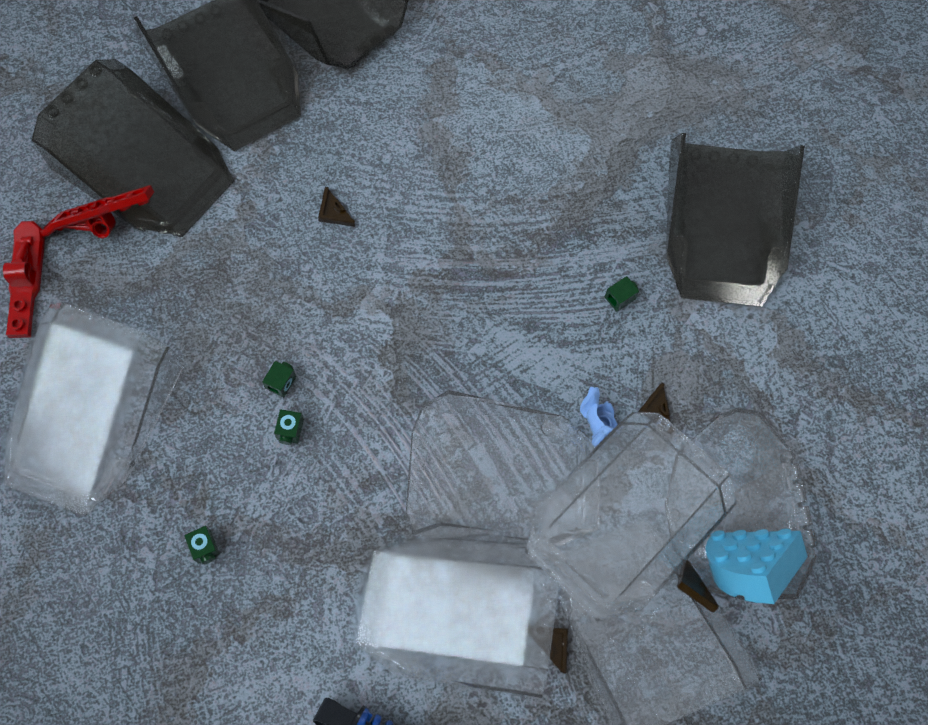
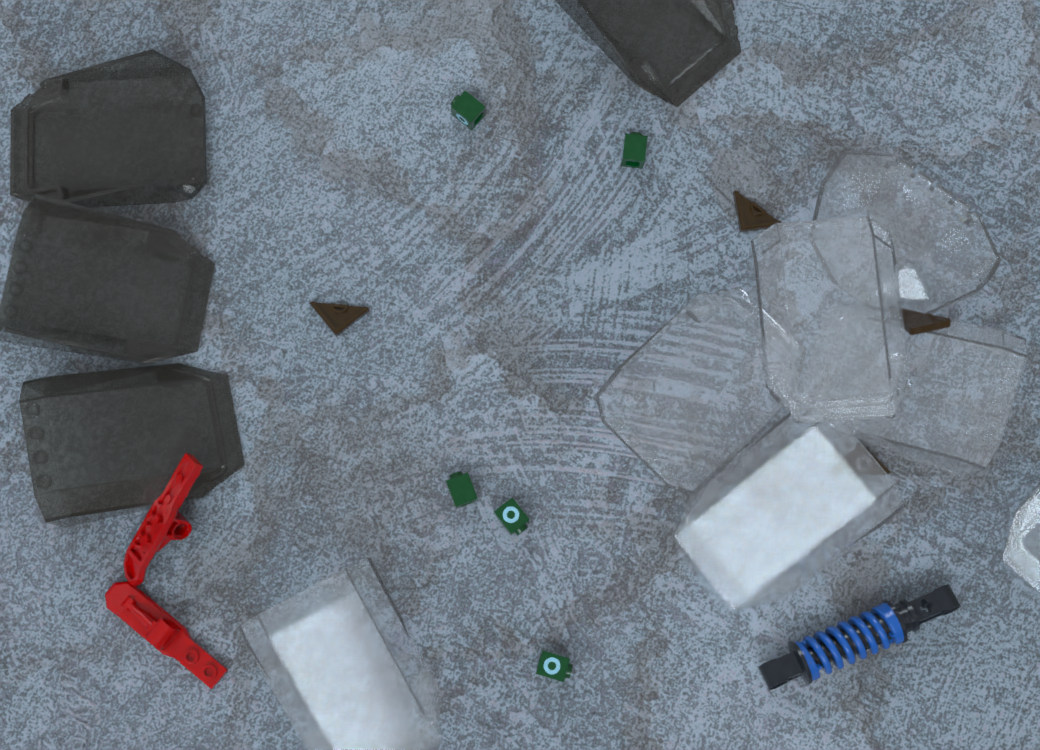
camera: 50 degrees left, 10 degrees up
(544, 173) = (467, 110): none -> dark green brick
(598, 415) = (724, 267): light blue hair -> none
(755, 562) = (947, 264): medium azure brick -> none

